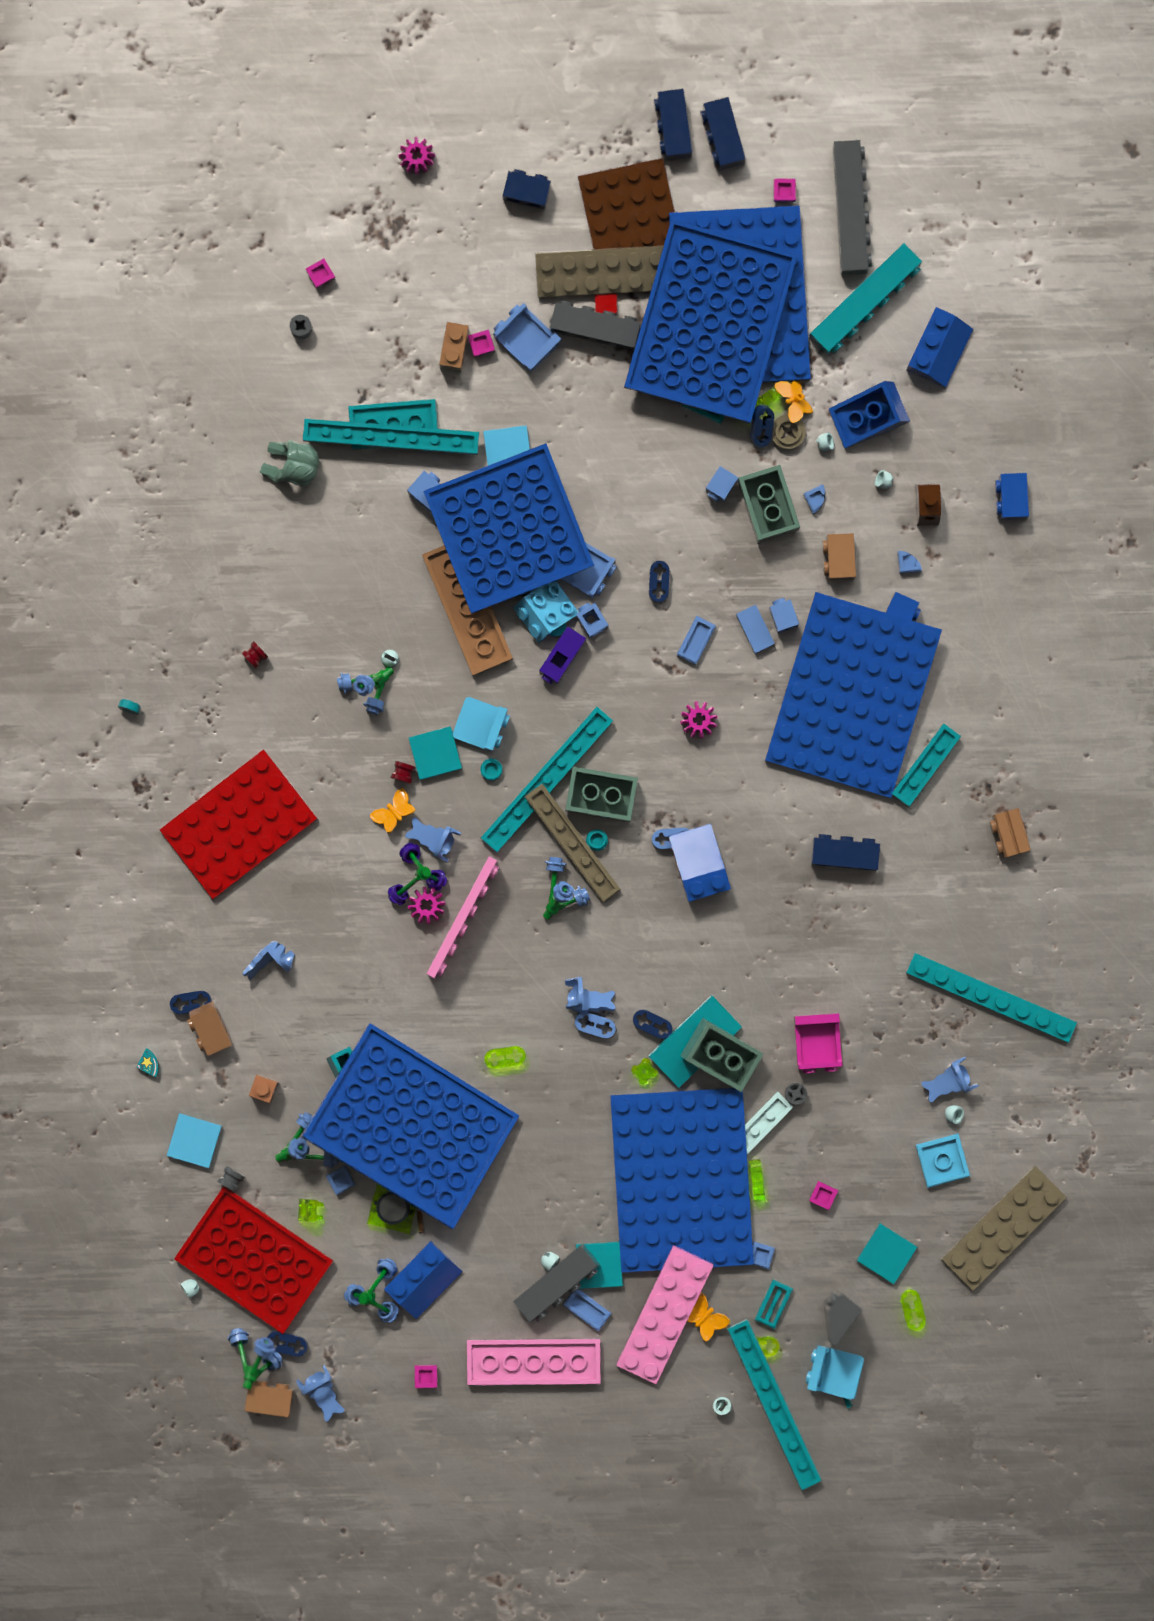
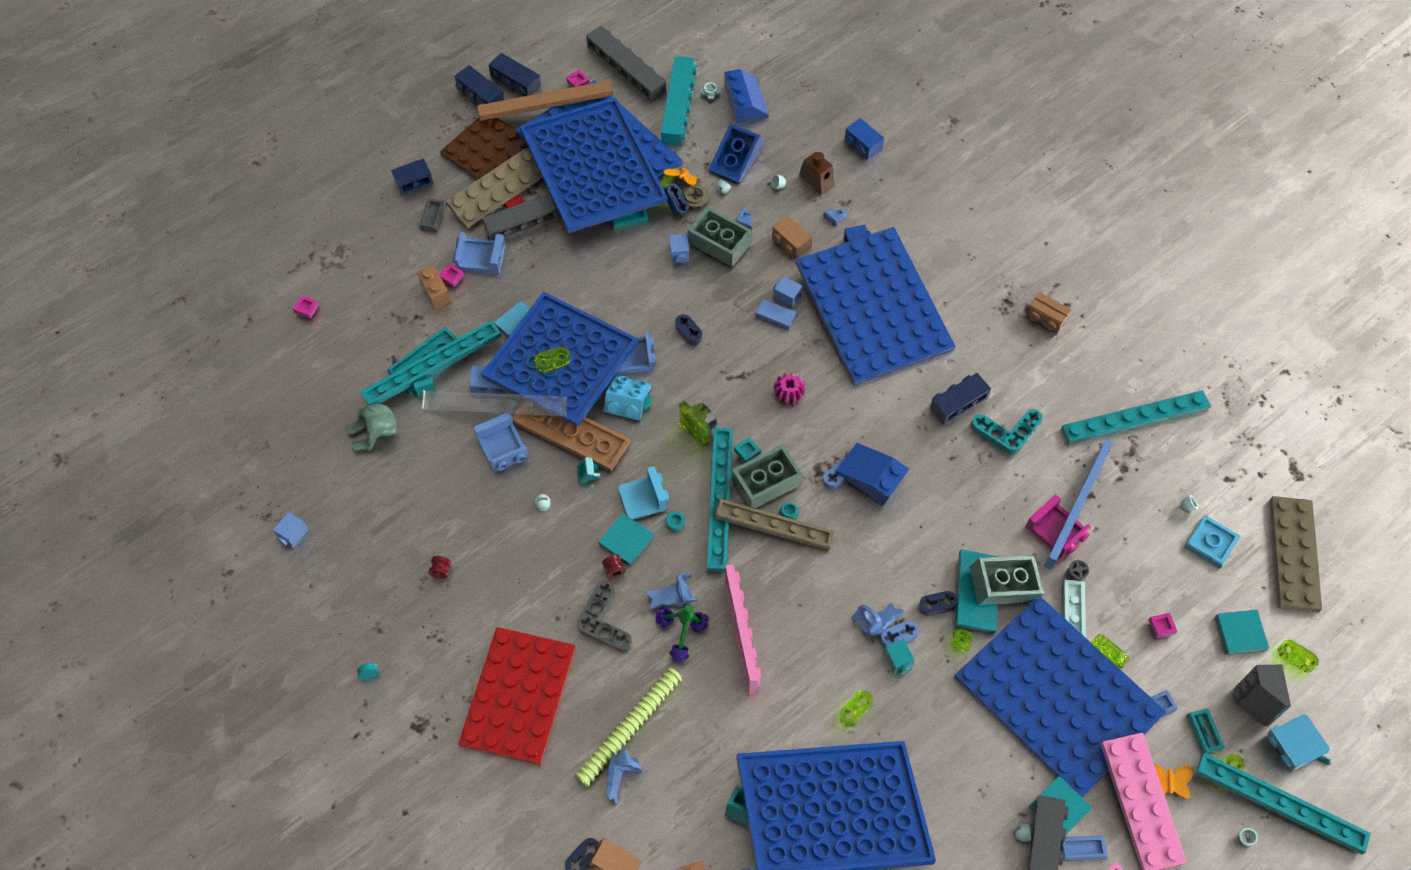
camera: 40 degrees left, 25 degrees down
(151, 515) = (290, 530): none -> medium blue brick
(300, 330) = (319, 348): dark grey wheel -> none
(307, 925) = (628, 727): none -> yellowish green piece
(352, 806) = (595, 619): none -> dark grey beam
(365, 685) = (540, 518): medium blue plant -> none
(368, 455) = (424, 385): none -> teal tile
(390, 817) = (630, 601): light orange piece -> none
(396, 570) = (501, 442): none -> medium blue panel
(414, 529) = (495, 403): none -> clear tile
(425, 153) = (322, 203): dark pink gear -> none
(428, 897) = (700, 639): dark pink gear -> none
(449, 659) = (586, 470): none -> teal tile
(496, 534) = (552, 359): none -> clear neon green beam
(515, 251) = (432, 215): none -> dark grey tile
(562, 656) = (663, 414): dark purple brick -> none
(562, 893) = (798, 551): medium blue plant -> none
(576, 1045) = (899, 657): none -> teal brick
(585, 691) = (697, 421): none -> clear neon green piece
(591, 628) = (664, 379): medium blue brick -> none
(606, 753) = (747, 450): none -> teal tile
(696, 640) = (743, 346): medium blue tile -> none
(725, 199) = (545, 100): none -> medium nougat tile
(853, 1037) = (1055, 552): none -> medium blue tile
(855, 923) = (1006, 436): none -> teal beam
(905, 306) = (710, 90): none -> light aqua plate
(926, 765) = (958, 313): teal plate -> none
(953, 1079) = (1166, 484): medium blue hair -> none

